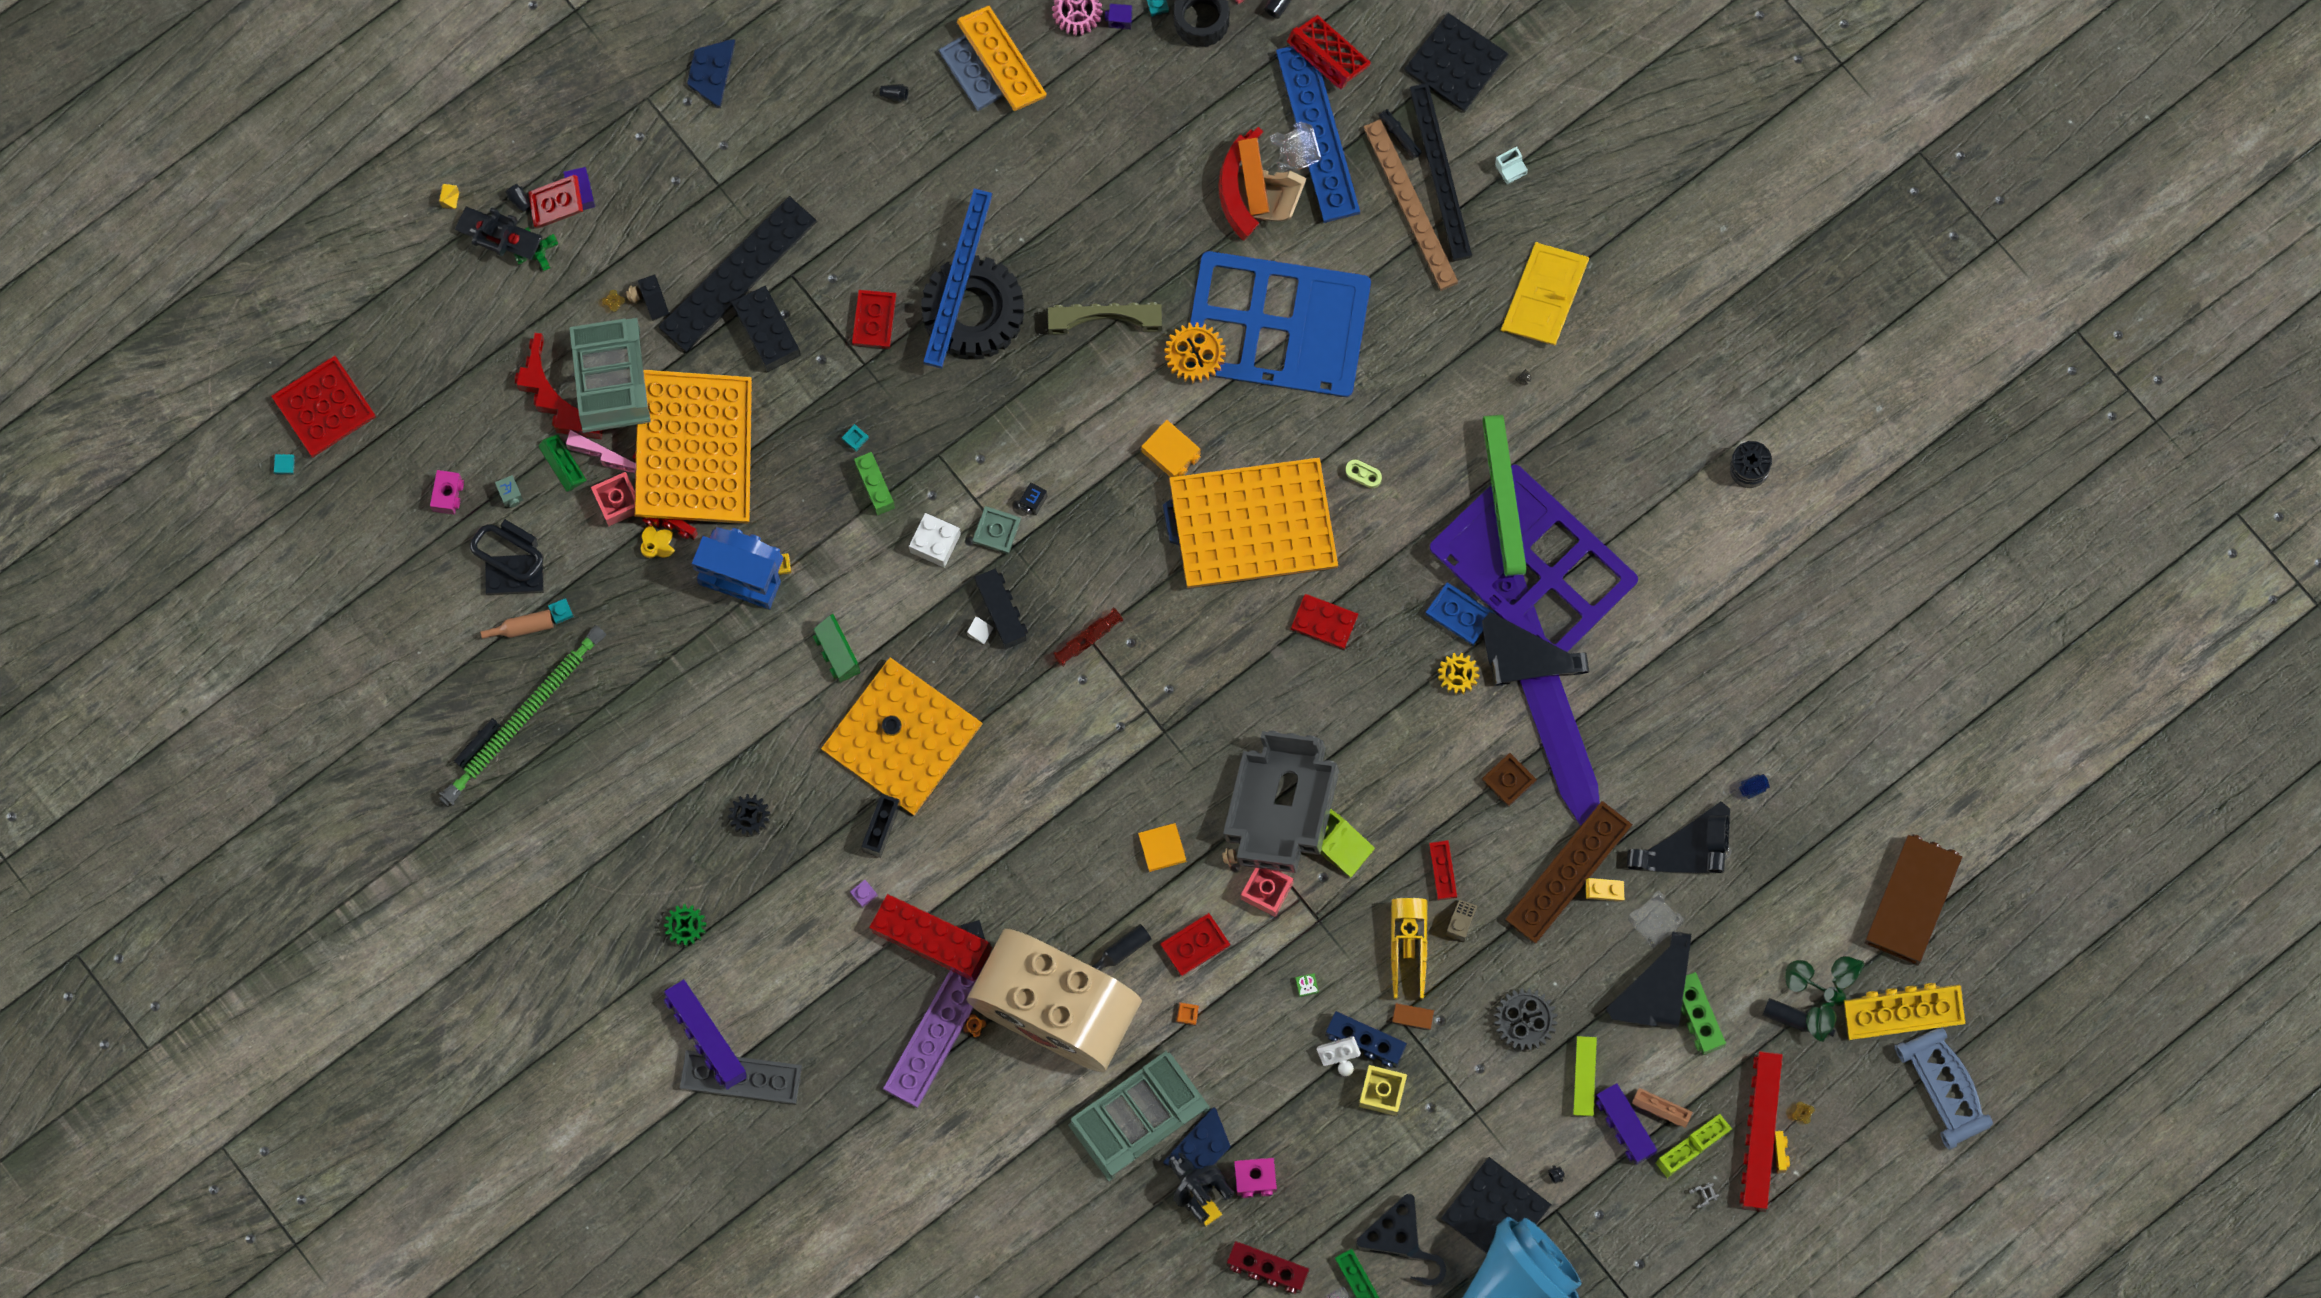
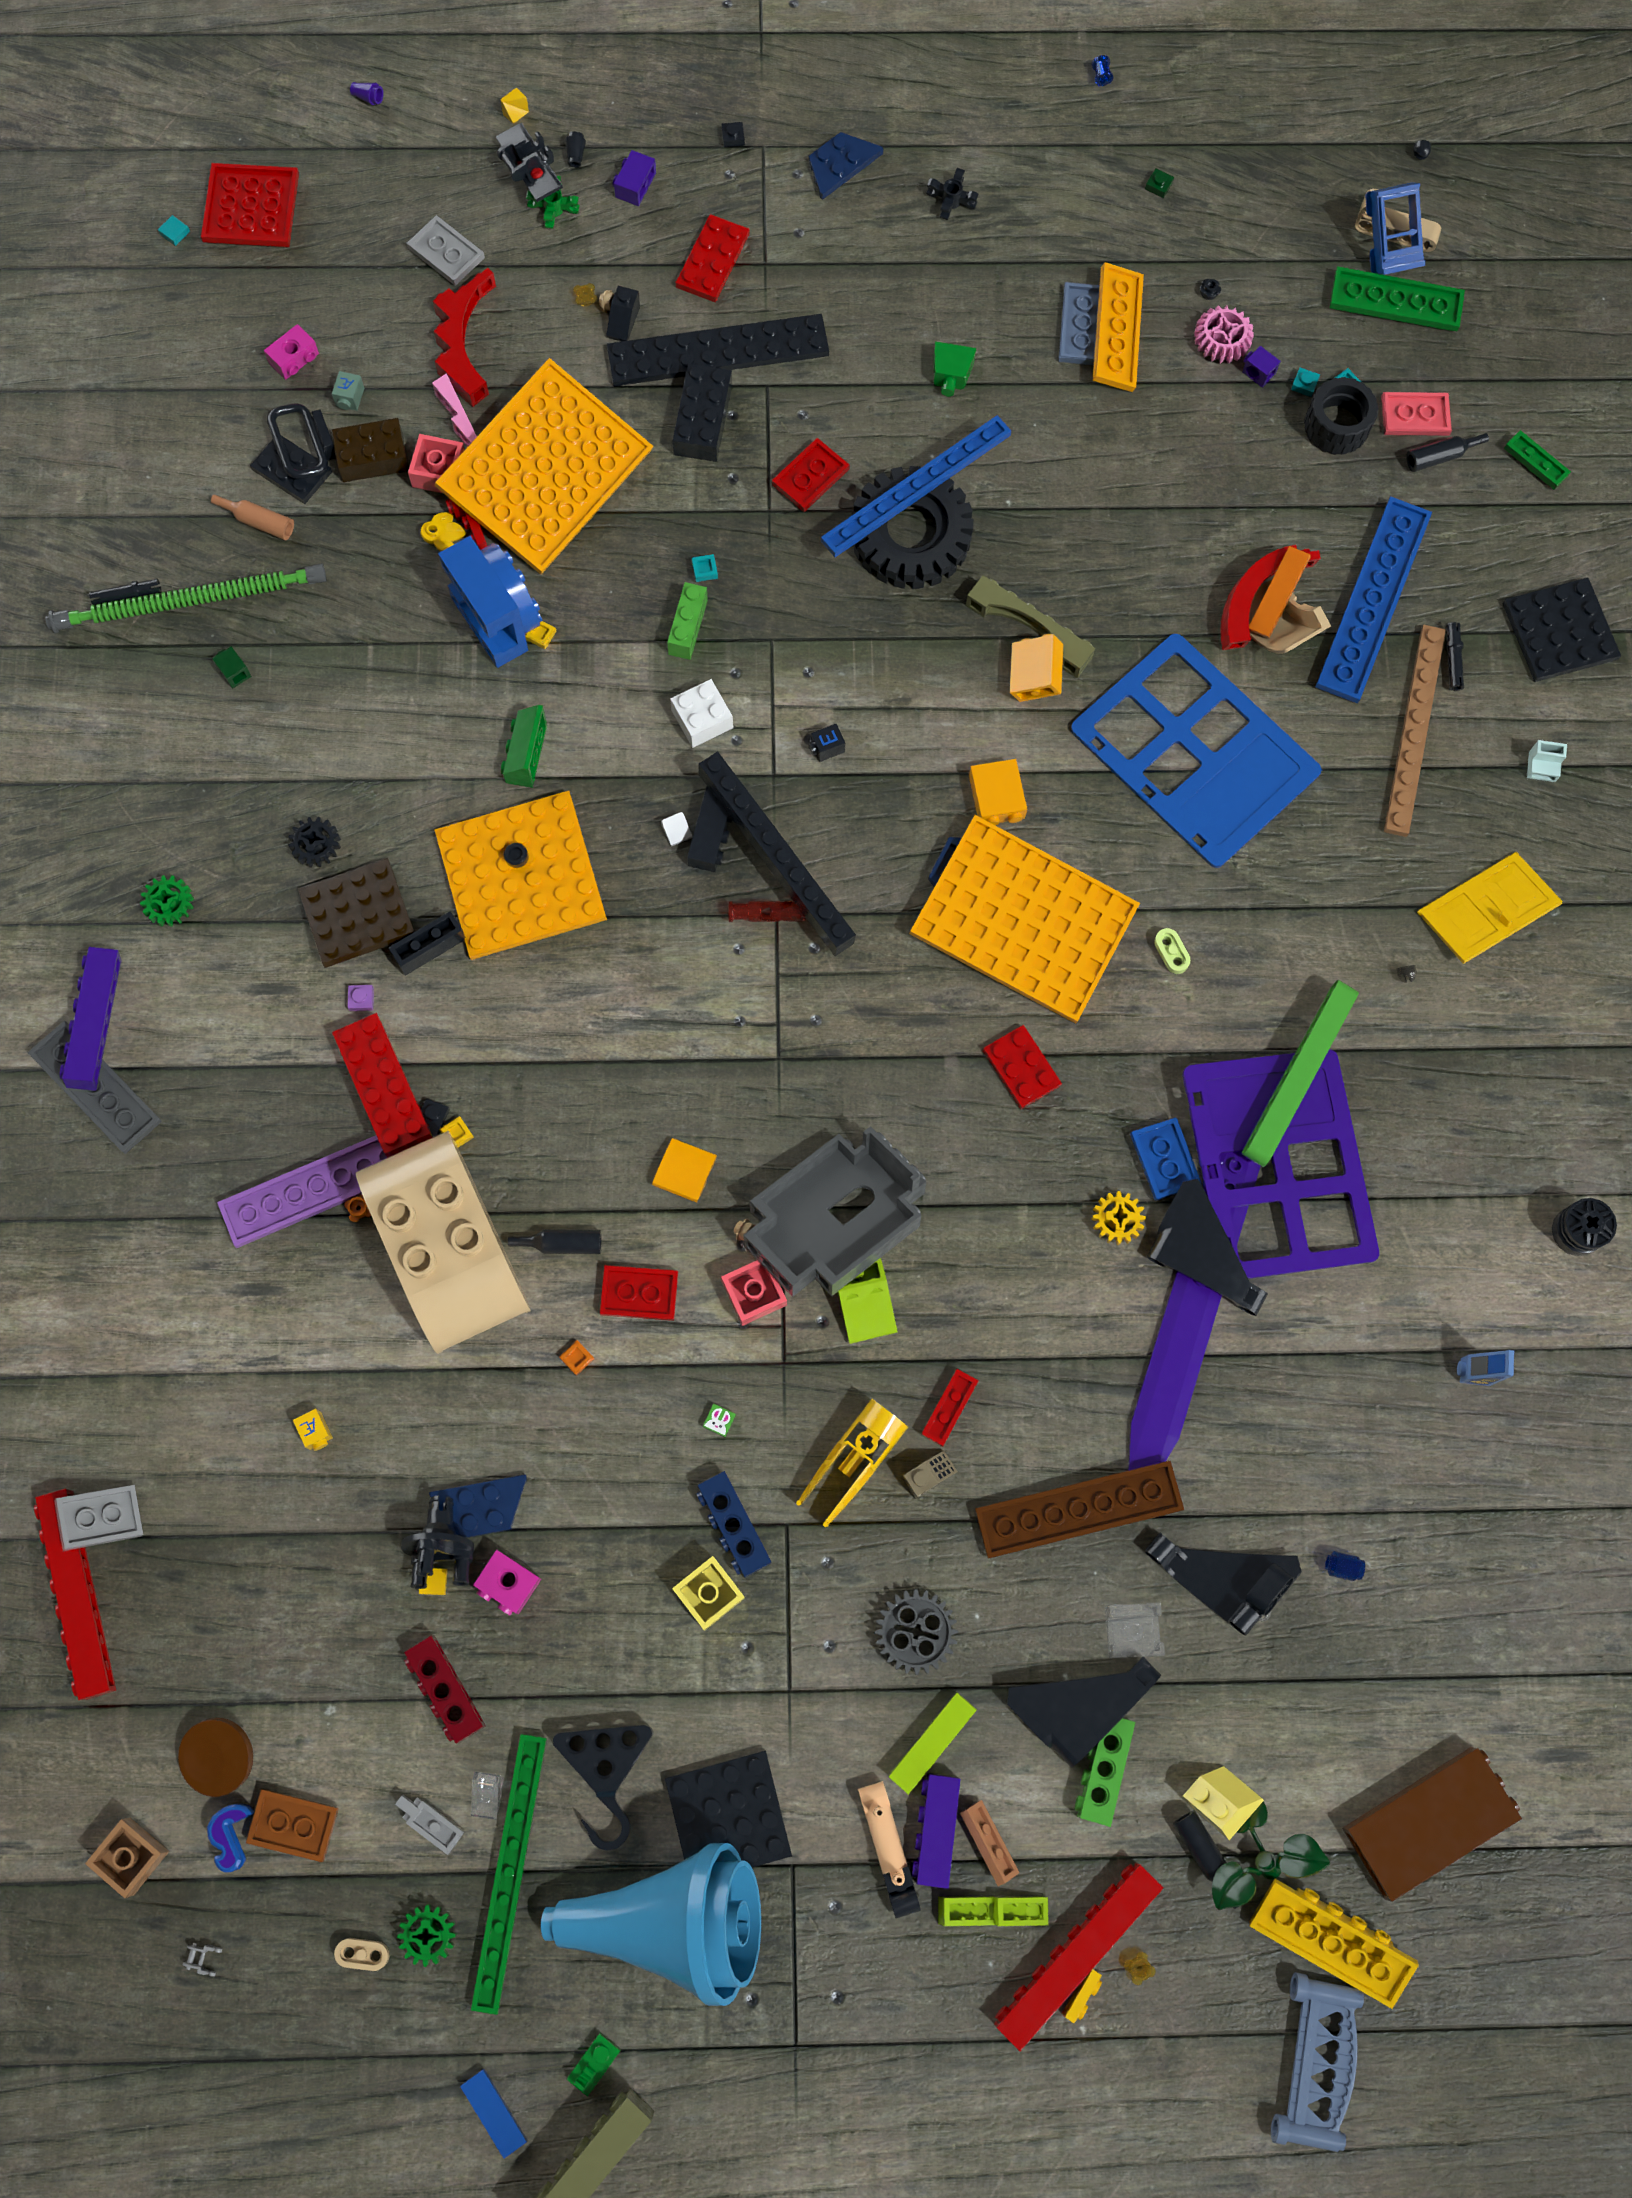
camera: 30 degrees right, 0 degrees up
(334, 262) = (369, 92): none -> dark purple cone
(490, 339) = (445, 250): none -> light grey plate
(555, 201) = (603, 170): plate -> none
(560, 611) = (304, 530): teal plate -> none
(561, 521) = (370, 450): none -> dark brown brick
(562, 462) = (419, 402): green slope -> none
(593, 740) = (231, 667): none -> dark green brick
(609, 374) = (517, 344): sand green piece -> none
(619, 104) = (733, 134): none -> black plate
(680, 209) = (712, 258): none -> red plate
(796, 44) = (952, 193): none -> black pin
(817, 840) = (356, 912): none -> dark brown plate
(894, 92) = (994, 291): black cone -> none
(909, 170) = (952, 366): none -> green torso
(995, 930) = (458, 1130): none -> yellow tile
(996, 530) = (769, 747): sand green plate -> none
(1060, 1179) = (313, 1430): none -> yellow brick
(1062, 599) = (776, 854): none -> black brick
(1132, 346) = (1036, 668): none -> light orange brick
(1137, 1114) = (445, 1424): sand green piece -> none
(1210, 346) = (1114, 721): light orange gear -> none
(1297, 148) = (1343, 598): clear panel -> none
(1321, 58) = (1431, 535): red fence -> none
(1340, 1052) = (695, 1516): white plate -> none
(1413, 1016) = (802, 1537): dark orange tile -> none
(1440, 172) = (1468, 720): black plate -> none
(1509, 779) = (1089, 1365): reddish brown plate -> none
(1556, 1174) = (822, 1827): black plate -> none
(1604, 889) = (1103, 1556): yellow plate -> none
(1621, 1167) = (889, 1850): none -> light nougat piece
(1709, 1186) = (976, 1971): light grey piece -> none
(1751, 600) = (1486, 1367): none -> slope
(1780, 979) = (1223, 1800): none -> light yellow slope

